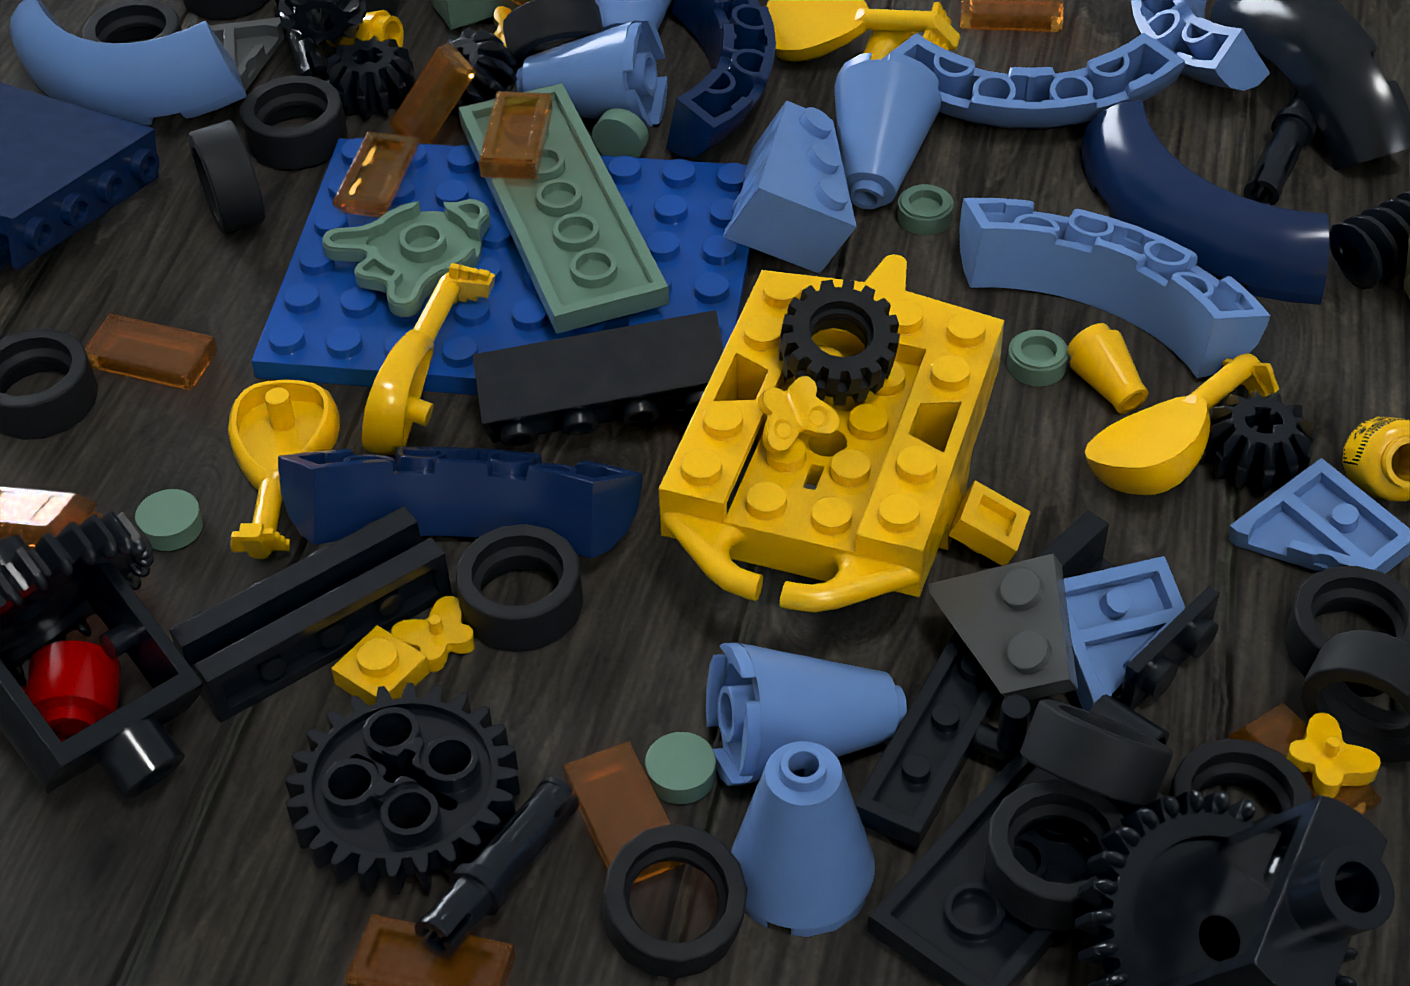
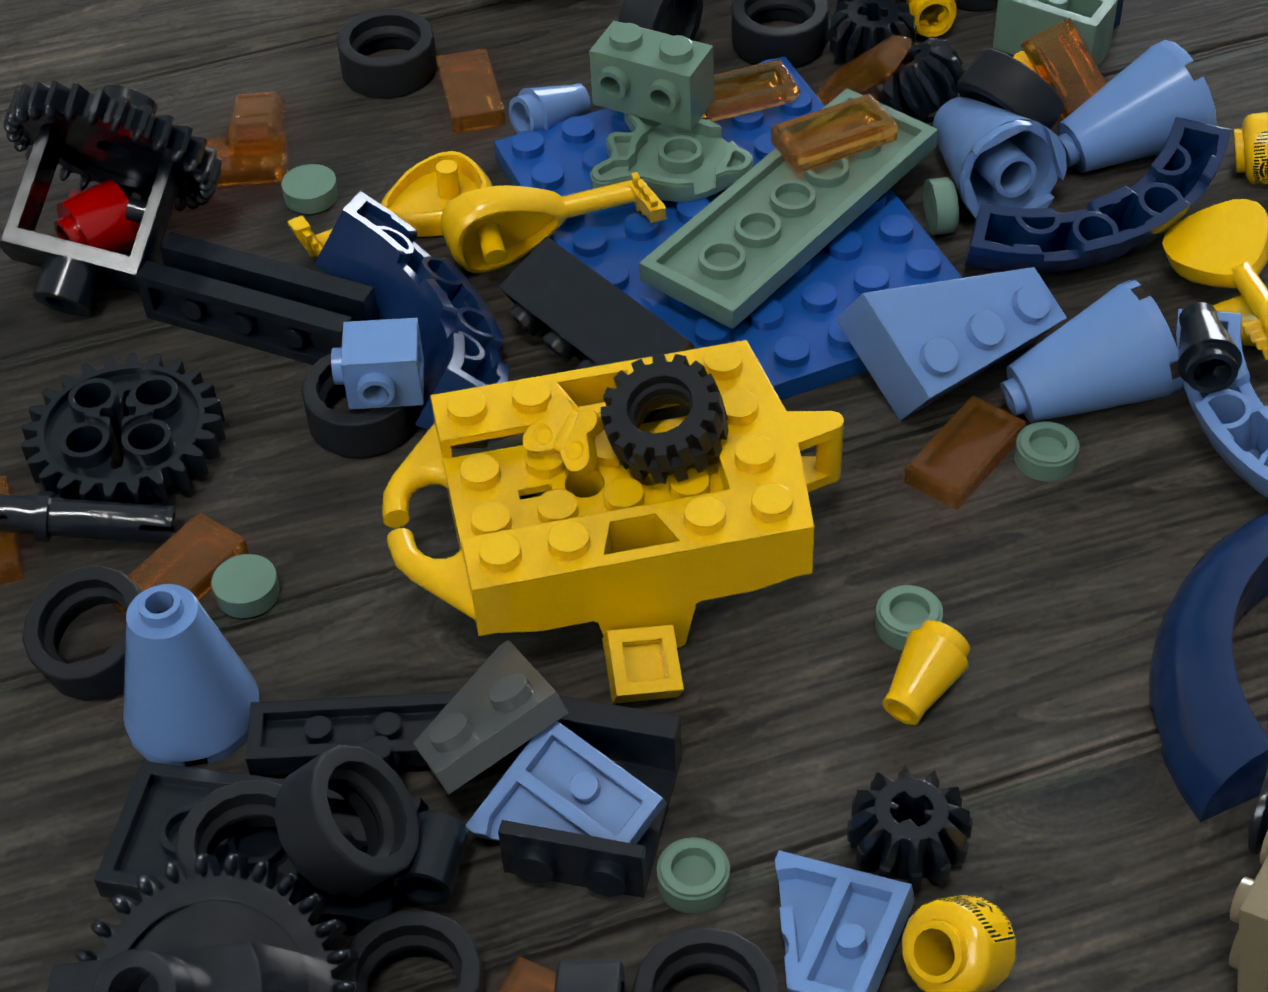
camera: 60 degrees right, 0 degrees up
(245, 309) = (547, 106): none -> medium blue cone
(341, 195) = (652, 75): none -> sand green brick
(378, 662) = (240, 369): yellow plate -> none
(439, 633) = (284, 383): yellow piece -> none
(536, 529) = (380, 363): none -> medium blue brick
(782, 698) = (315, 614): medium blue cone -> none
(884, 233) = (964, 452): none -> clear orange tile
(954, 61) = (1206, 351): none -> black cone
(1113, 270) = (1069, 607): medium blue brick -> none
(1166, 441) = (839, 744): yellow piece -> none
(1221, 577) = (693, 875): none -> sand green tile

